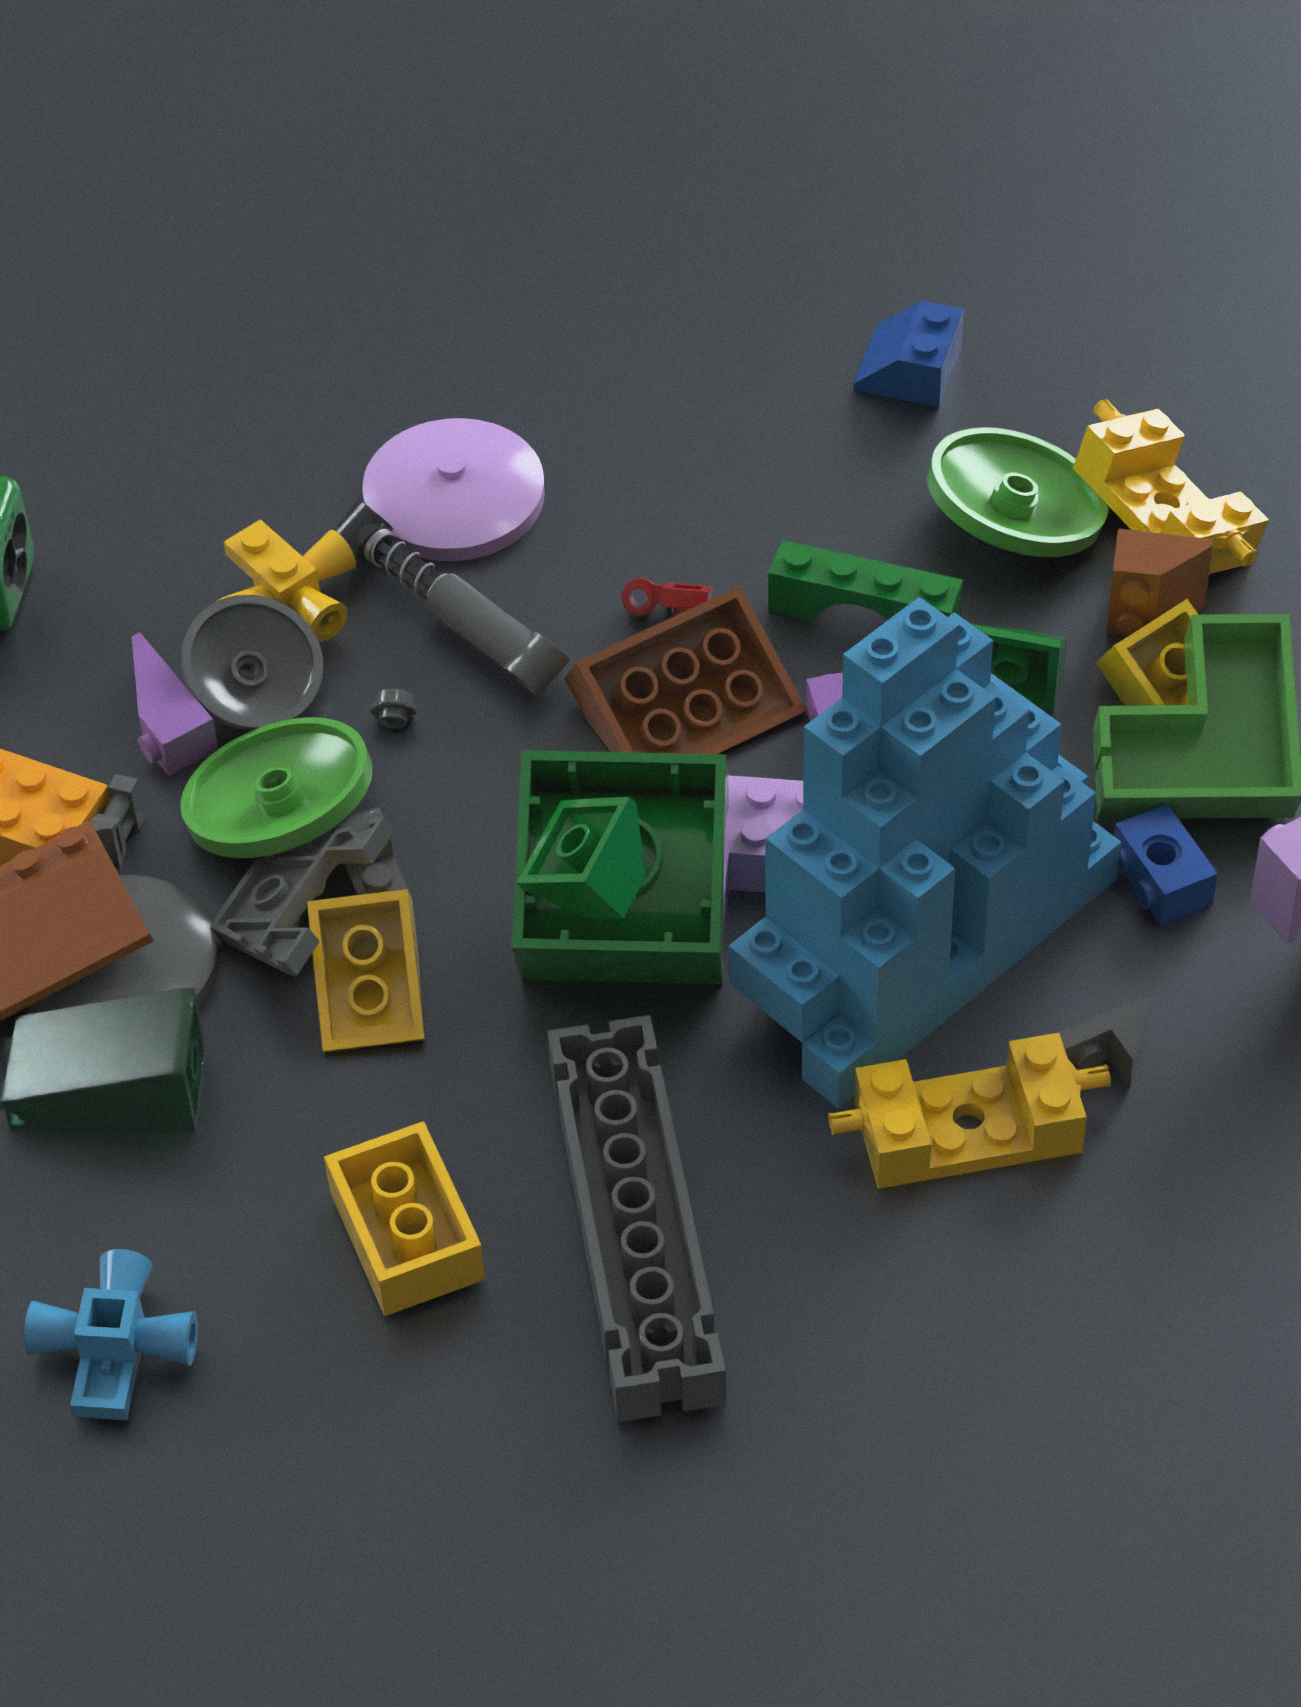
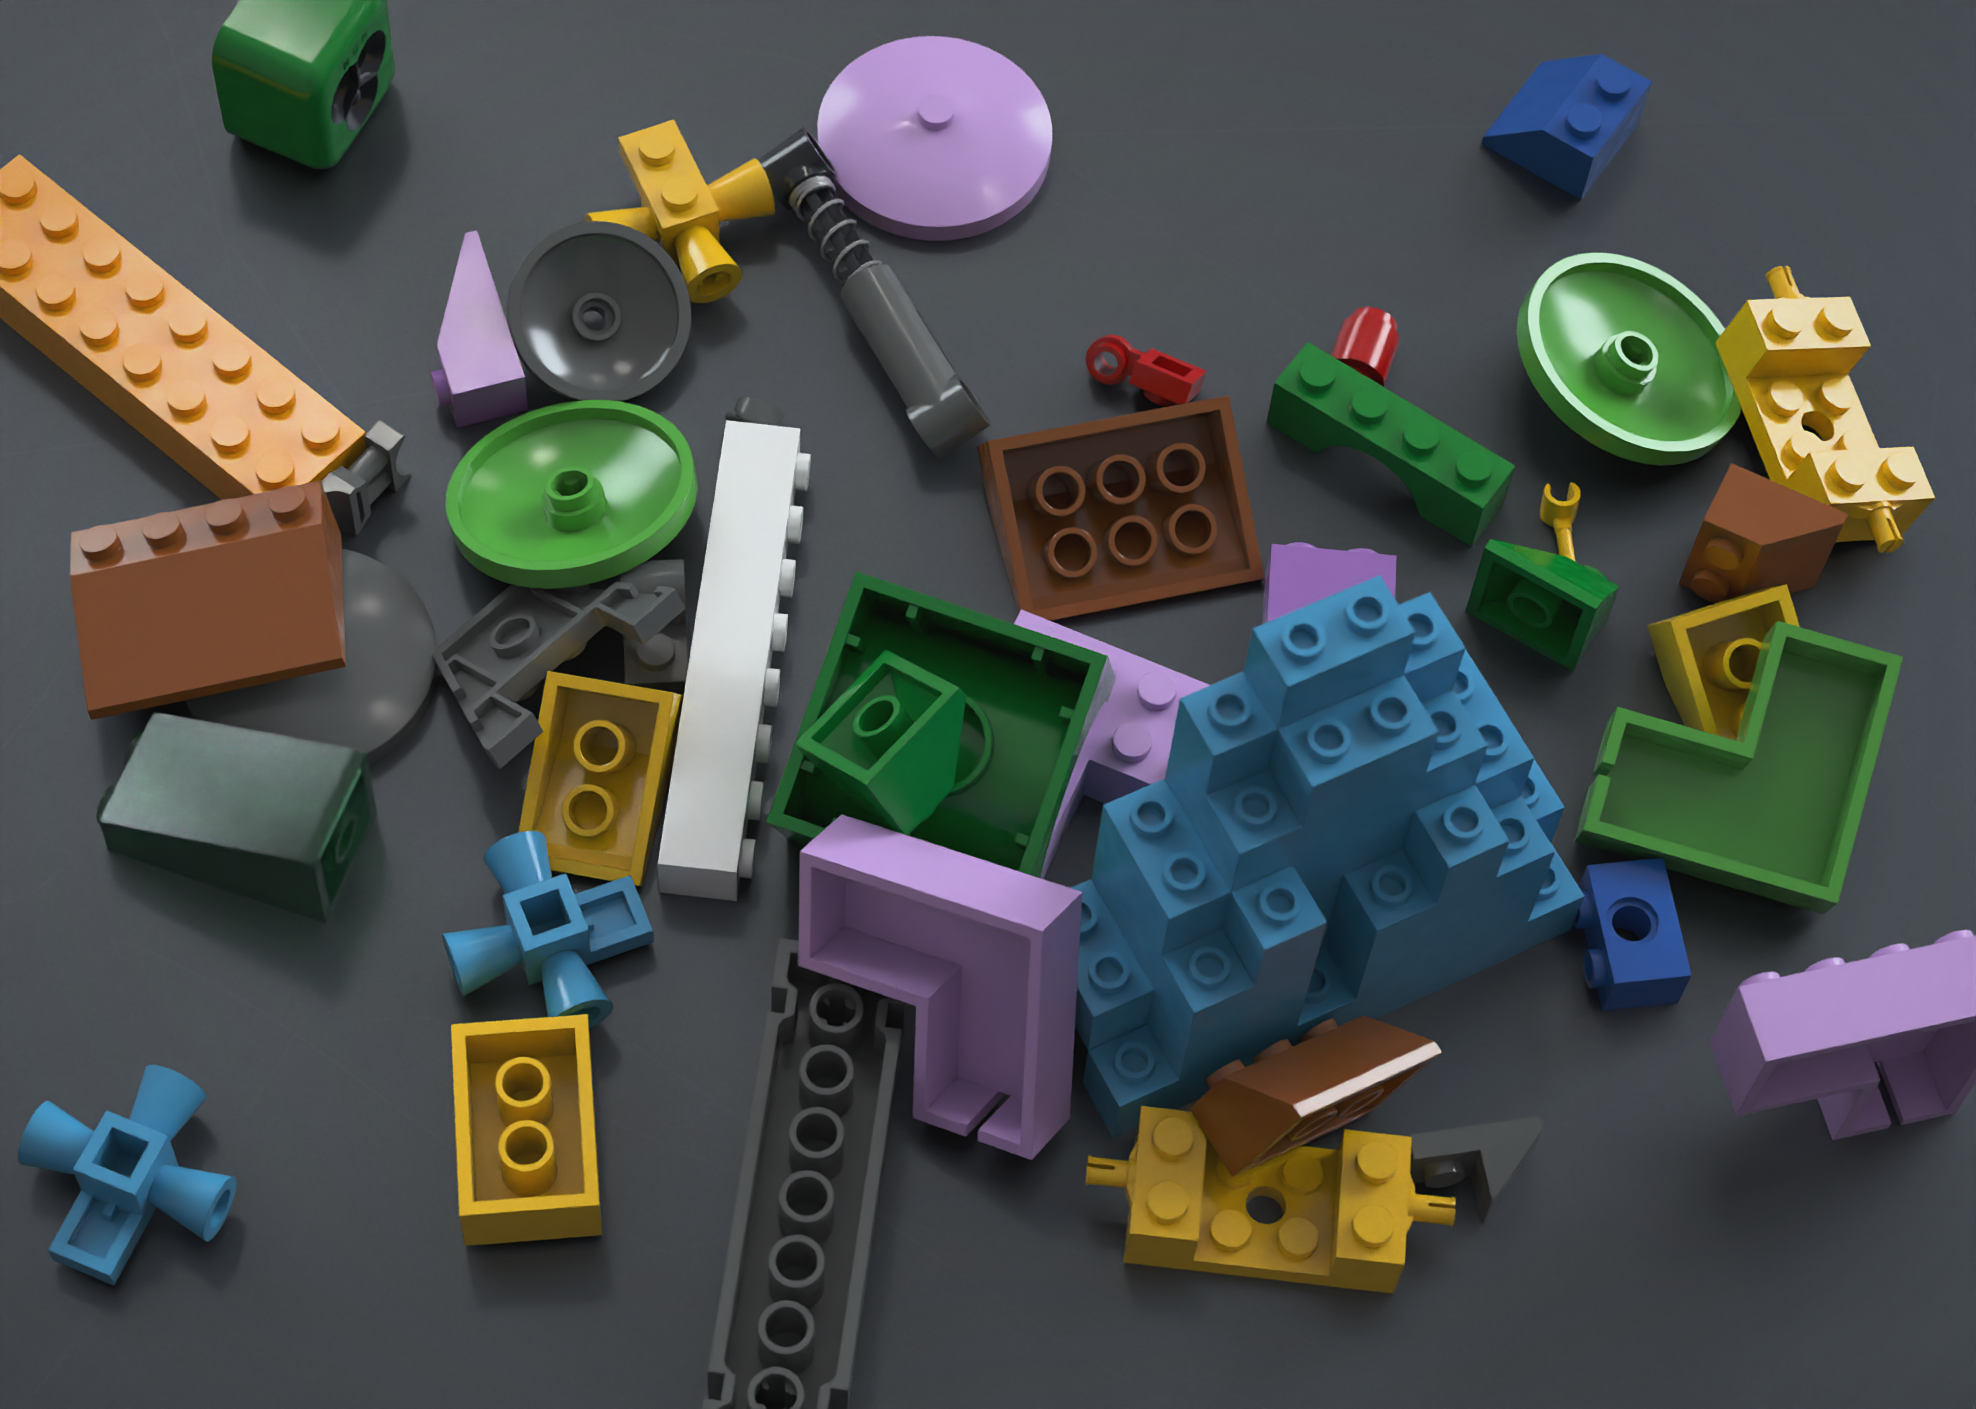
camera: 10 degrees right, 10 degrees up
(367, 1081) = (549, 930): none -> dark azure brick
(437, 870) = (731, 661): none -> white brick
(704, 985) = (978, 956): none -> lavender piece
(824, 530) = (1368, 343): none -> red brick
(972, 1022) = (1307, 1088): none -> dark orange slope
(1004, 609) = (1561, 516): none -> yellow hand

